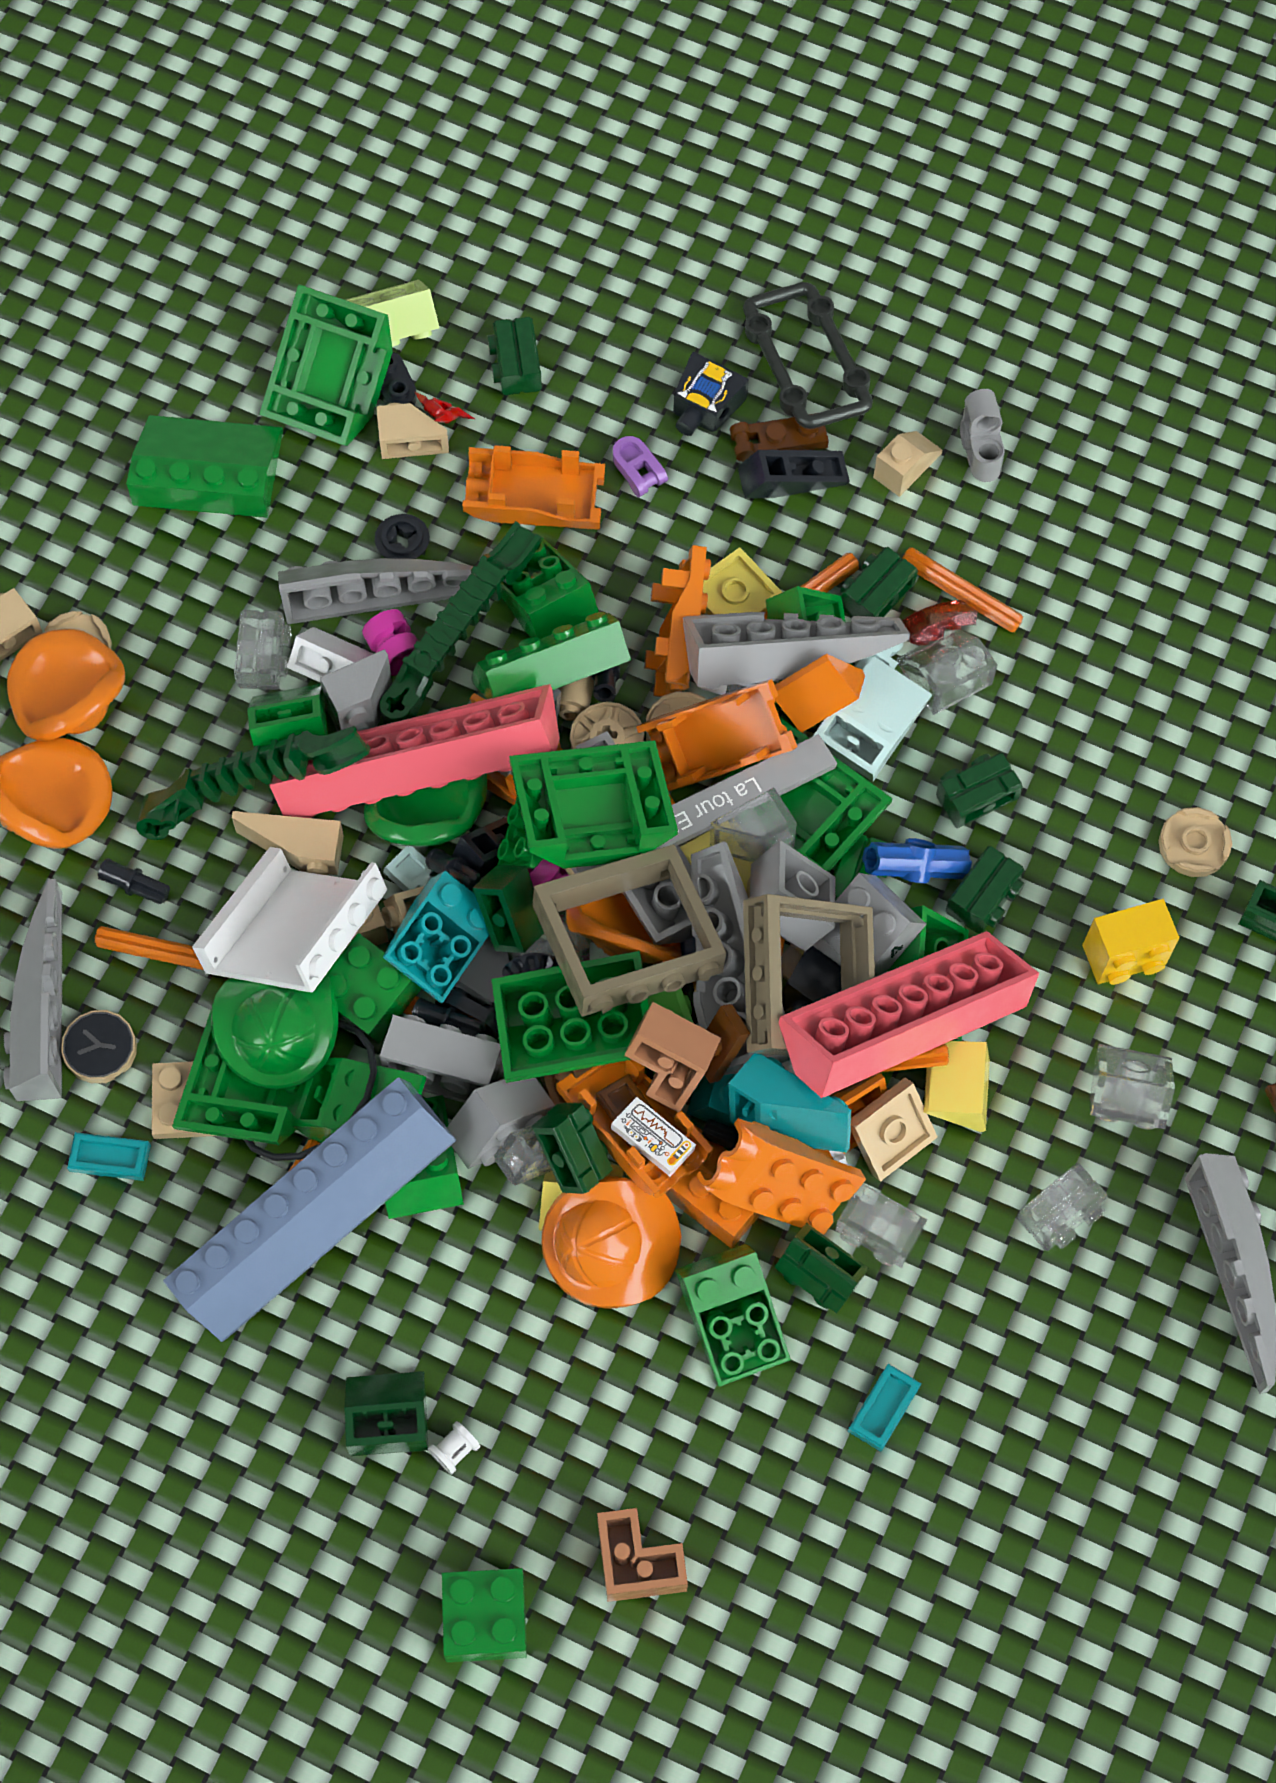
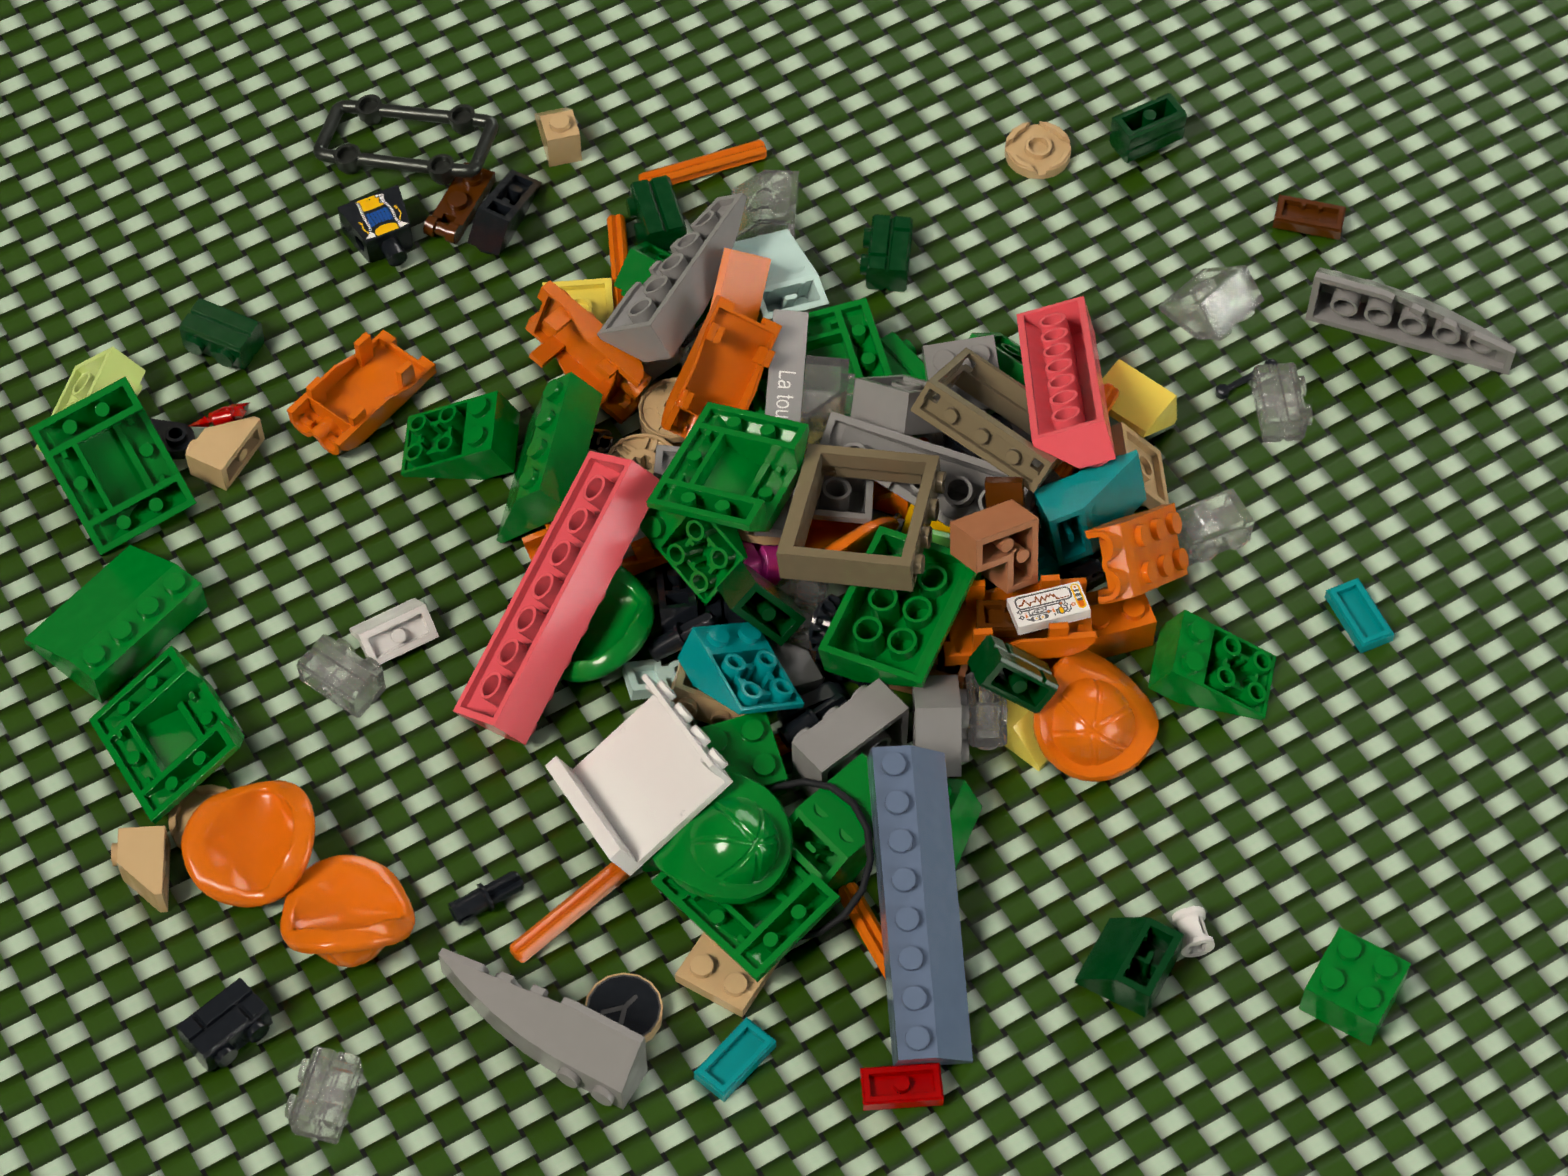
camera: 55 degrees left, 10 degrees down
(126, 566) = (167, 732): none -> green slope
(156, 1298) = (901, 1086): none -> red plate
(170, 806) = (440, 831): dark green piece -> none
(285, 713) = (440, 680): green slope -> none
(306, 842) = (562, 733): tan slope -> none
(355, 692) = (457, 622): light grey slope -> none
(365, 586) = (350, 558): light grey wedge -> none
(390, 632) = (421, 571): dark pink wheel -> none
(409, 527) = (313, 505): black gear -> none
(415, 675) = (455, 512): dark green piece -> none
(630, 456) = (388, 310): medium lavender plate -> none
(636, 1570) = (1375, 854): nougat brick -> none
(821, 1268) = (1221, 584): dark green brick -> none
(916, 860) = (924, 320): blue piece -> none
(931, 621) = (721, 183): clear red slope -> none
(982, 436) = (582, 72): light grey piece -> none
(985, 890) = (978, 297): dark green brick -> none
(1047, 1152) = (1223, 390): none -> black hinge
(1130, 942) = (1100, 228): yellow brick -> none

